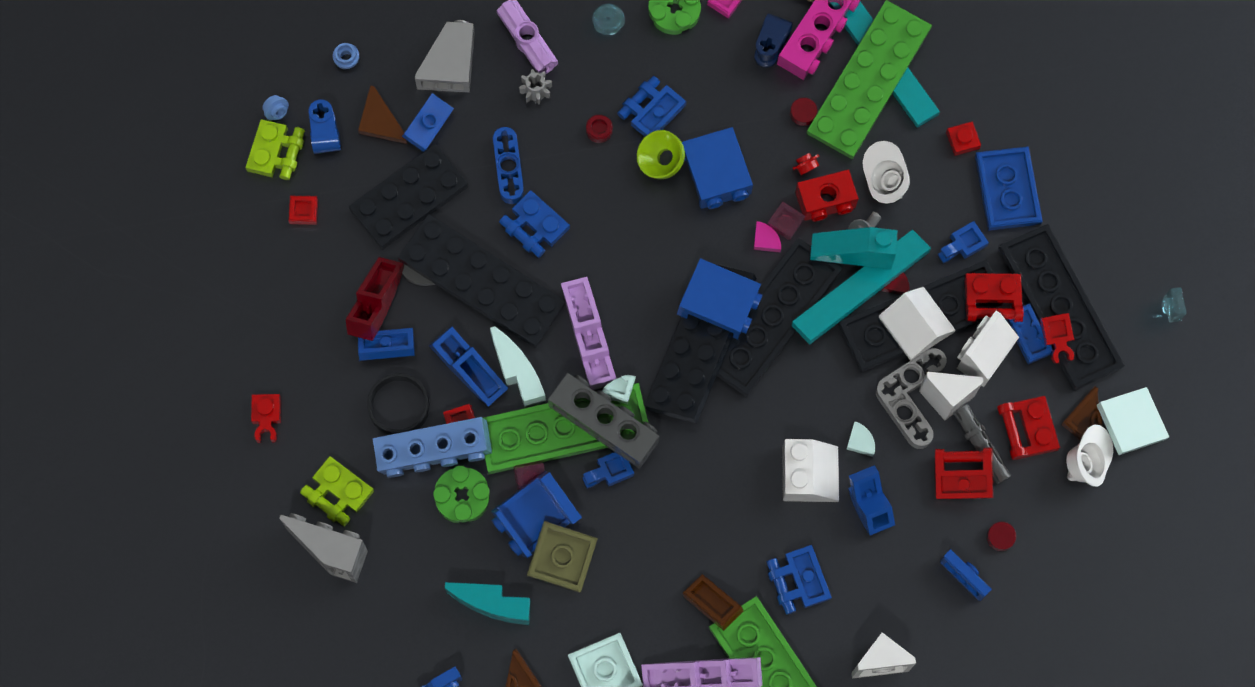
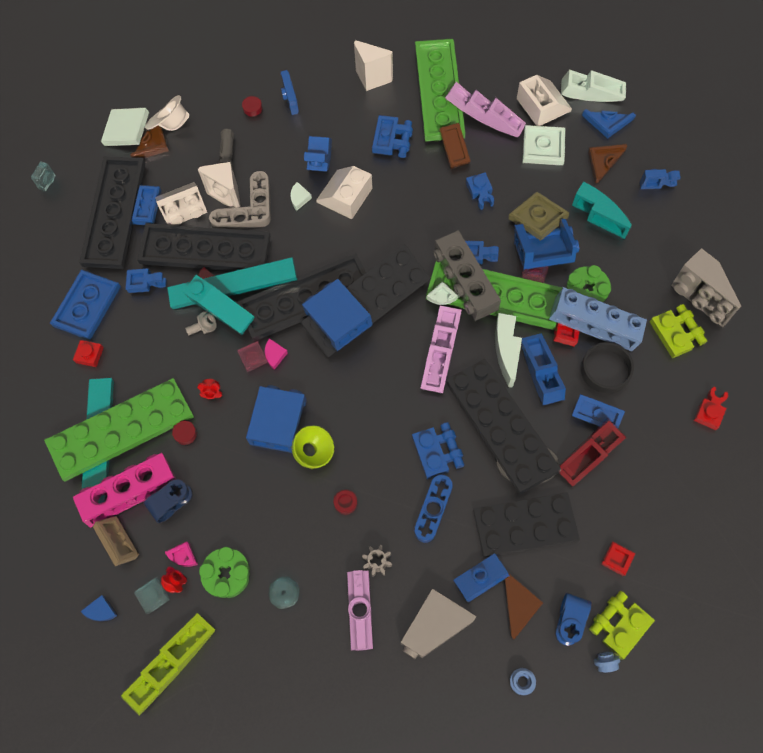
camera: 145 degrees left, 5 degrees down
(652, 565) = (480, 187): none -> blue plate
(657, 113) = (292, 488): blue plate -> none
(837, 185) = (221, 366): red brick -> none
(886, 172) = (159, 347): white piece -> none
(916, 322) = (213, 238): white slope -> none
(964, 483) = (253, 138): red plate -> none
(993, 289) = (148, 236): red plate -> none
(1036, 424) = (184, 152): red plate -> none
(1058, 331) = (129, 187): red plate -> none

